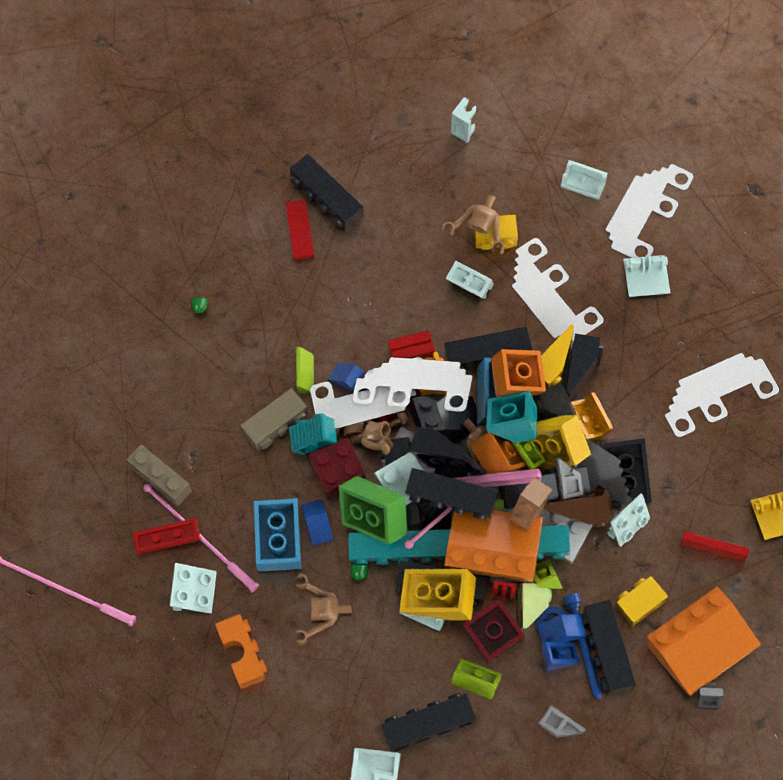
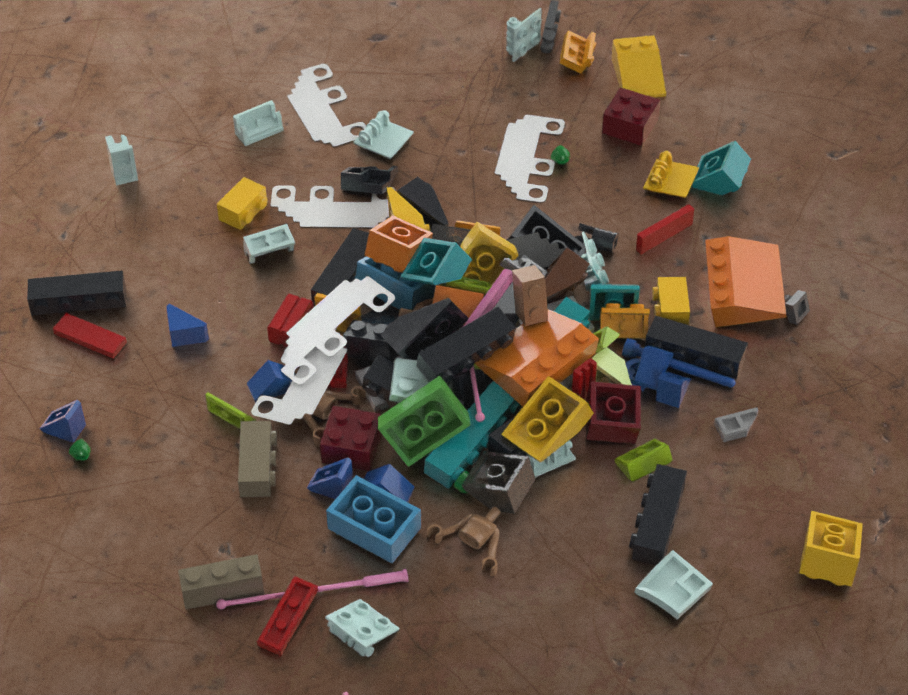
camera: 55 degrees left, 20 degrees down
(213, 276) = (65, 422): none -> blue slope
(235, 633) = (442, 613): orange arch -> none
(294, 482) = (332, 478): none -> blue slope
(312, 434) = (301, 432): teal brick -> none
(348, 284) = (185, 328): none -> blue slope
(373, 594) = (500, 480): none -> clear smoke slope
(380, 432) = (348, 384): medium nougat piece -> none
(481, 219) = (227, 197): medium nougat piece -> none
(590, 580) = (628, 322): none -> light orange bracket
(594, 297) = (368, 179): none -> black slope
(606, 557) = (611, 293): none -> teal slope
(666, 505) = (603, 239): none -> black hinge
(733, 416) = (560, 155): none -> green hinge

